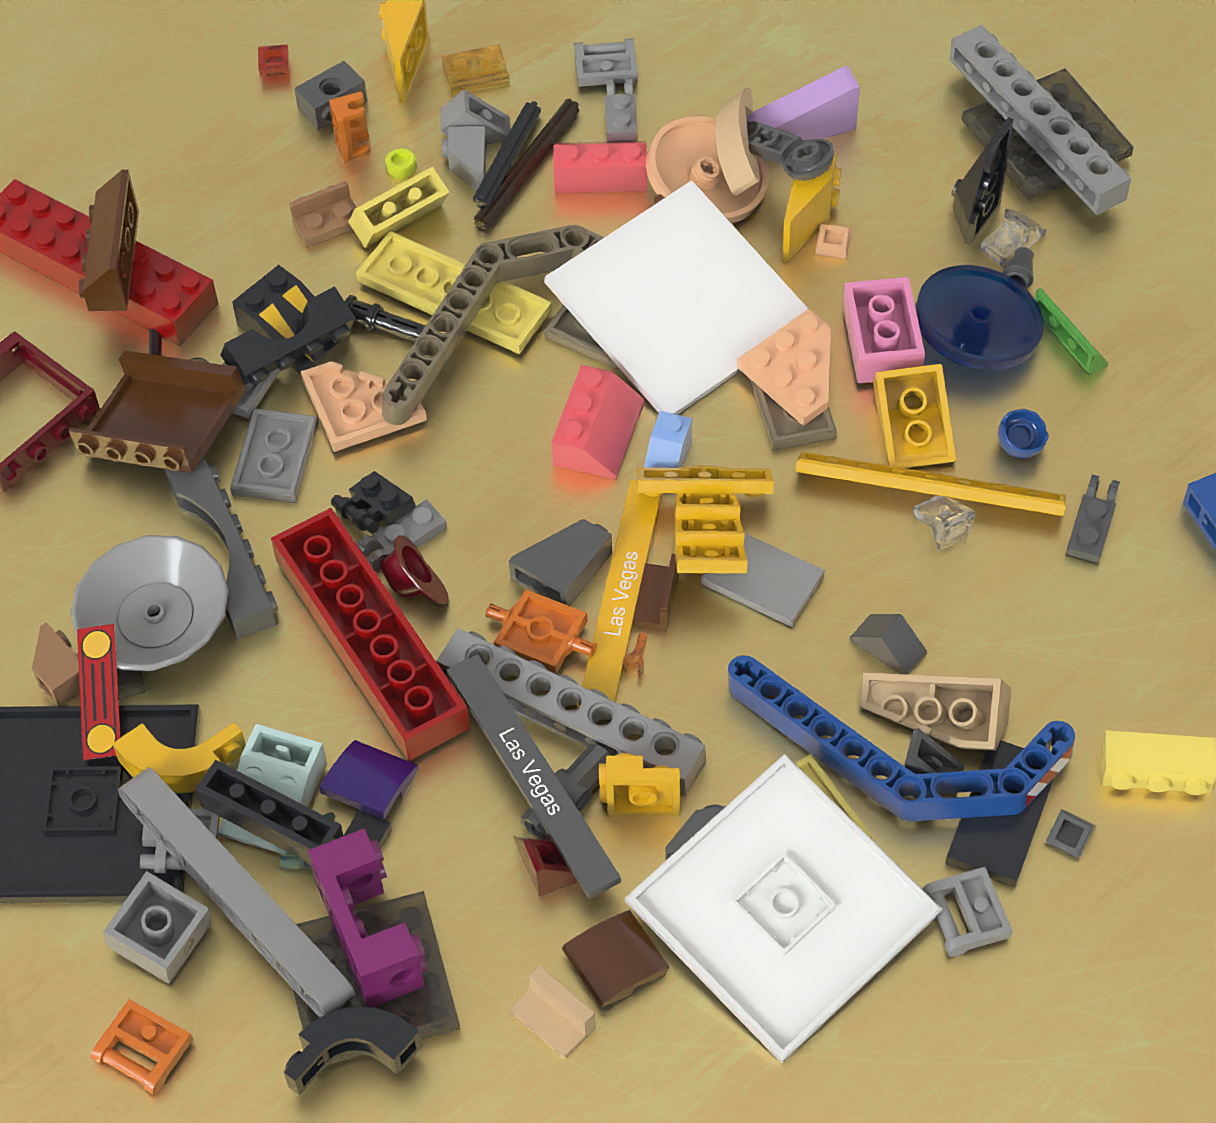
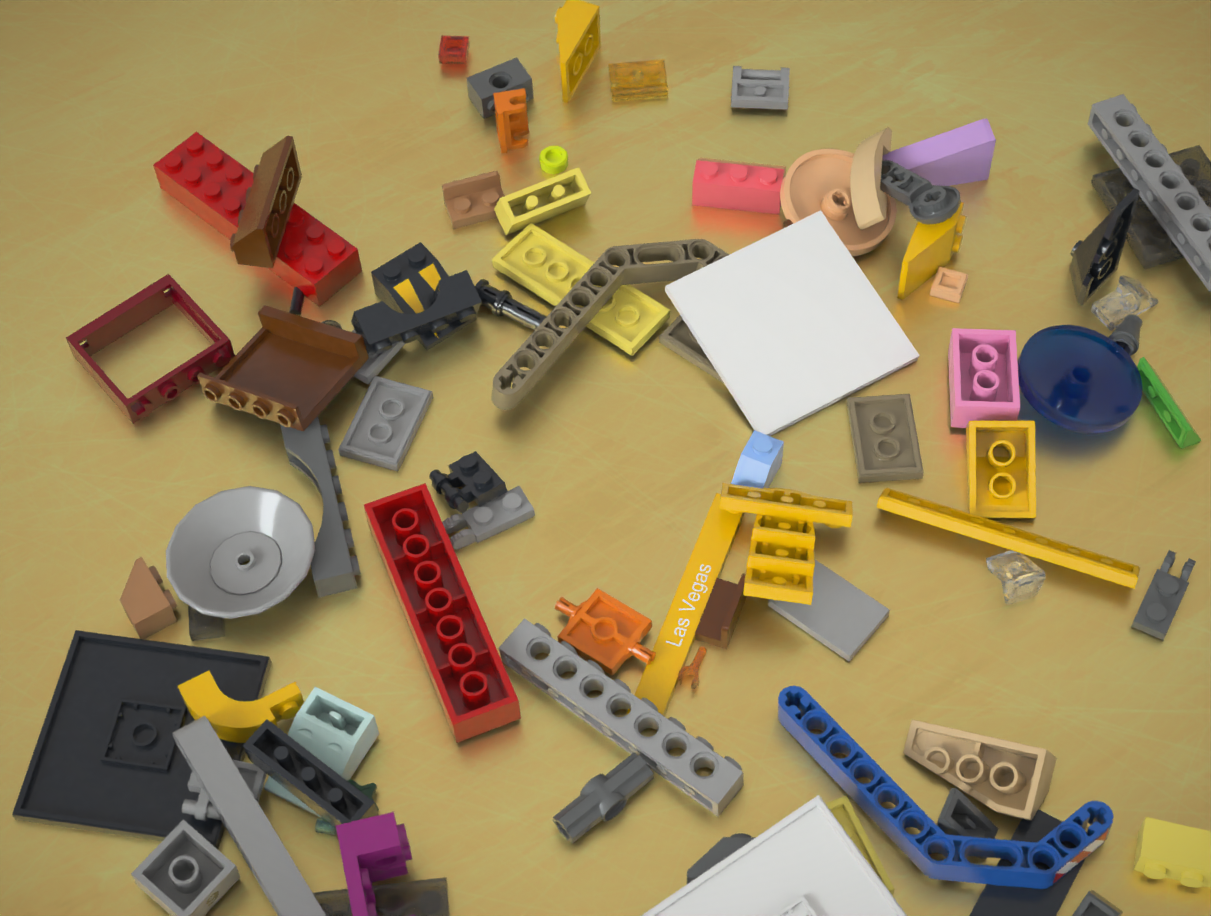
camera: 10 degrees right, 0 degrees up
(98, 691) = (176, 630): sticker -> none
(351, 404) = (464, 384): light nougat plate -> none
(368, 779) = (415, 754): dark purple slope -> none
(374, 827) = (406, 807): black tile -> none
(410, 574) = (491, 556): dark red piece -> none
(466, 153) = (616, 159): light grey slope -> none
(472, 111) = (627, 128): light grey slope -> none
(506, 155) = (652, 164): black axle -> none
(527, 163) = (669, 175): dark brown axle -> none
(534, 777) = (572, 781): dark grey tile -> none
(544, 865) = (577, 868): dark red slope -> none
(563, 562) = (638, 566): dark grey slope -> none
(596, 423) = (693, 434): coral slope -> none
(620, 113) = (766, 137): light grey hinge -> none
(638, 790) = (669, 809): yellow plate -> none
(793, 366) = (891, 403): light nougat plate -> none
(890, 641) = (943, 691): dark grey slope -> none
(1022, 433) = (1105, 499): blue hair -> none

